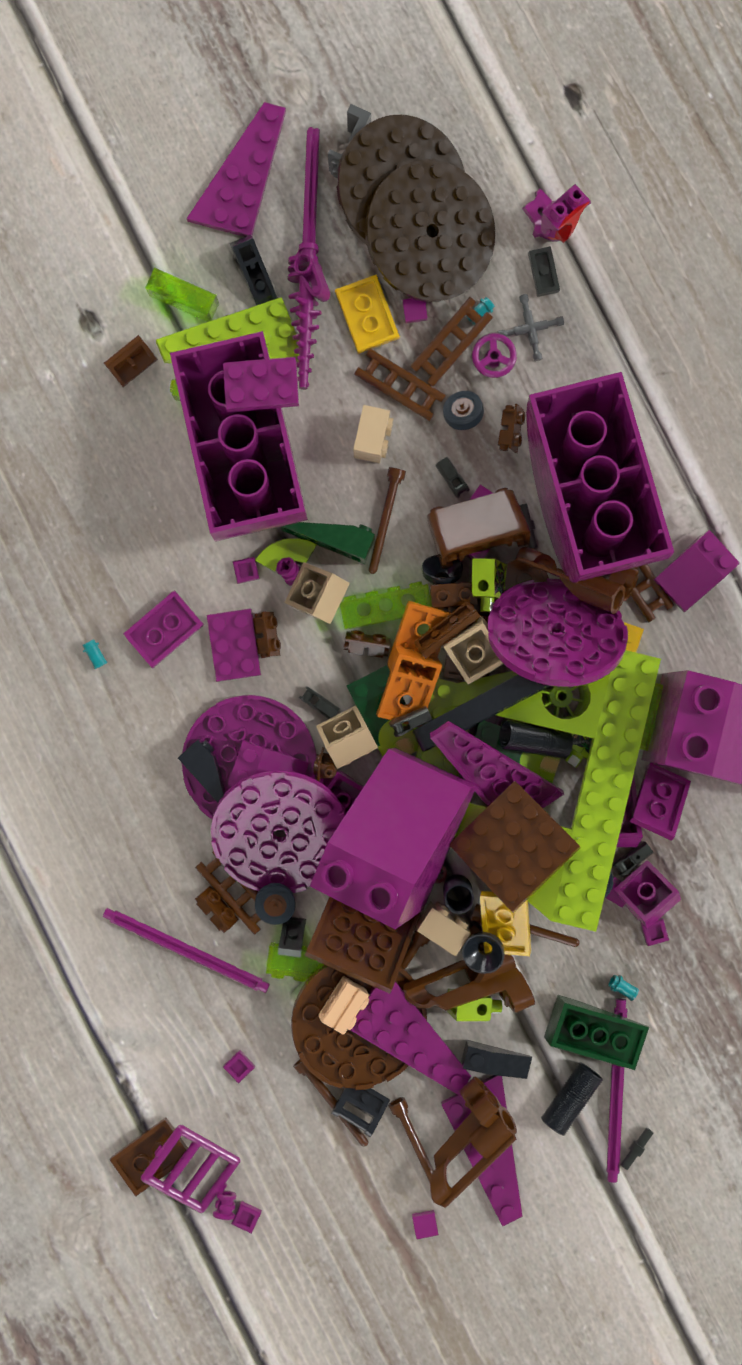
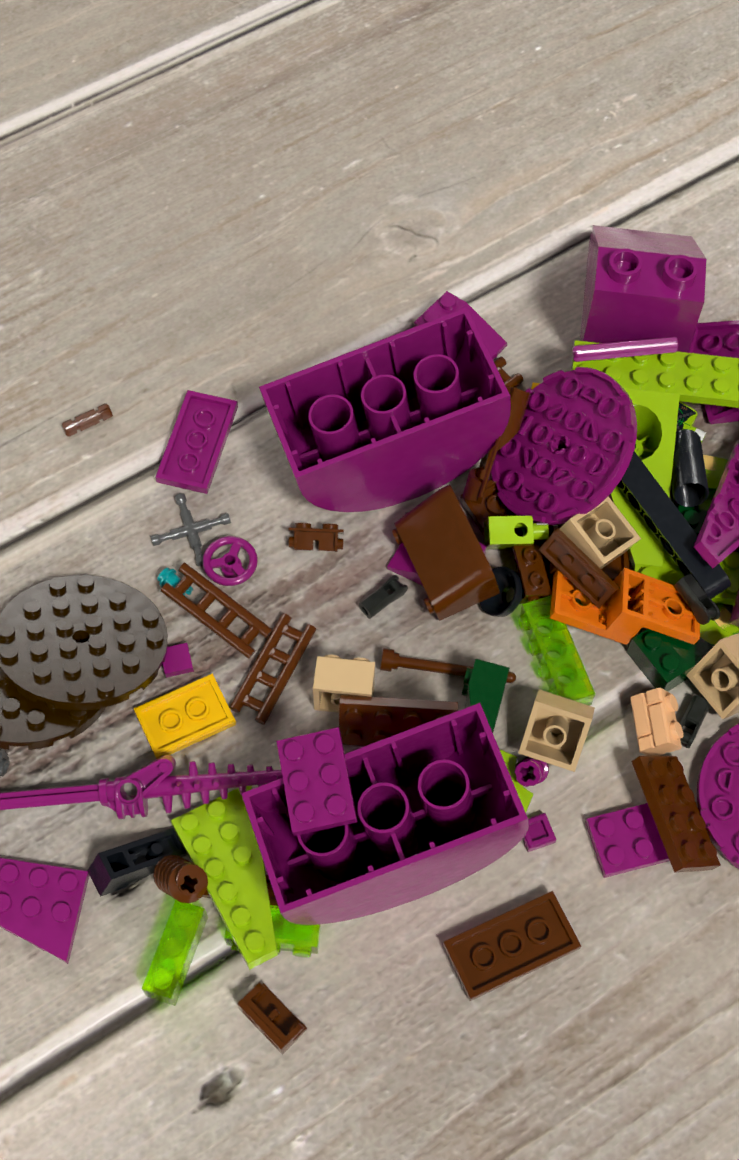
camera: 95 degrees left, 25 degrees down
(94, 654) = (687, 1022): teal pin -> none
(162, 537) = (511, 945): none -> reddish brown plate
(163, 629) = (635, 930): magenta plate -> none
(230, 298) = (180, 879): none -> reddish brown piece
(244, 673) = (676, 813): none -> reddish brown plate
(270, 643) = (605, 797): reddish brown hinge -> none
(318, 673) = (656, 722): none -> light nougat brick
(336, 474) = (372, 719): none -> reddish brown plate
(357, 640) = (604, 662): reddish brown hinge -> none
(463, 410) = (300, 589): black wheel -> none
(544, 271) = (122, 519): pearl dark grey plate -> none
(558, 216) = (61, 506): magenta hips -> none
(613, 337) = (197, 442): none -> magenta plate
(641, 697) = (625, 349): none -> magenta axle
(645, 246) = (87, 419): none -> reddish brown axle

